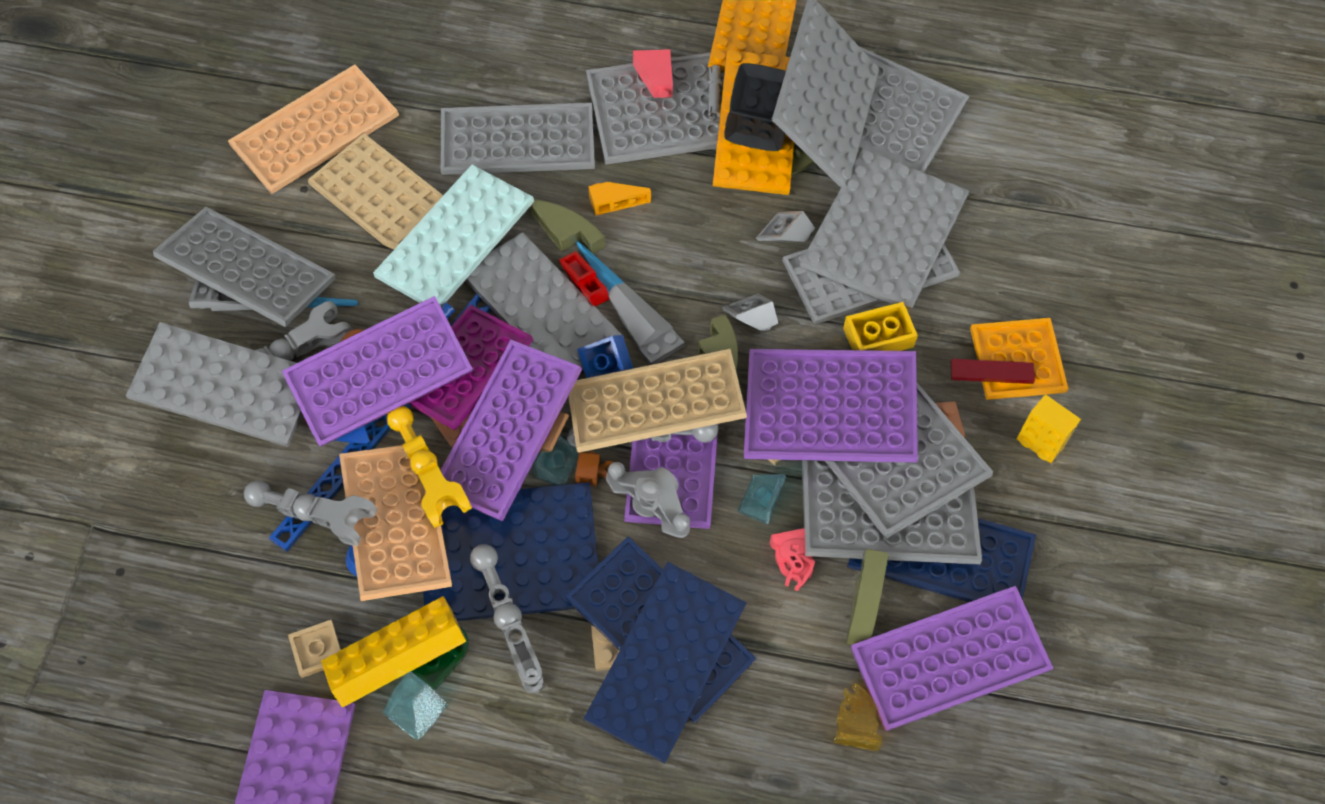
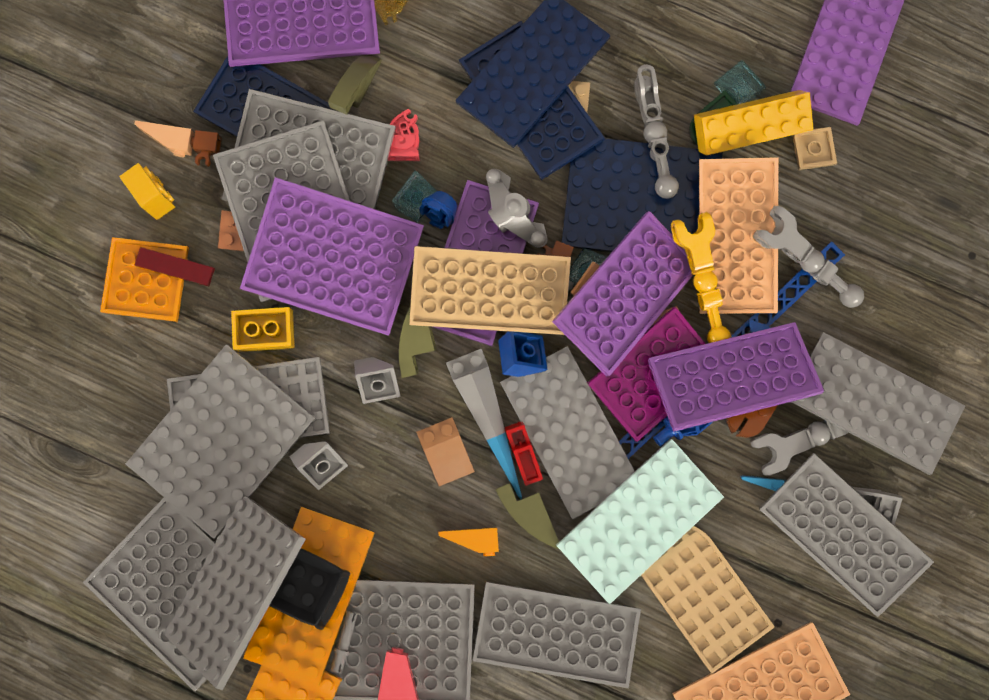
camera: 165 degrees left, 20 degrees up
(664, 267) = (445, 451): none -> medium nougat slope
(731, 486) = (439, 209): none -> blue cone
(1007, 503) = (205, 144): none -> dark orange brick
(1050, 501) = (171, 137): none -> light nougat slope

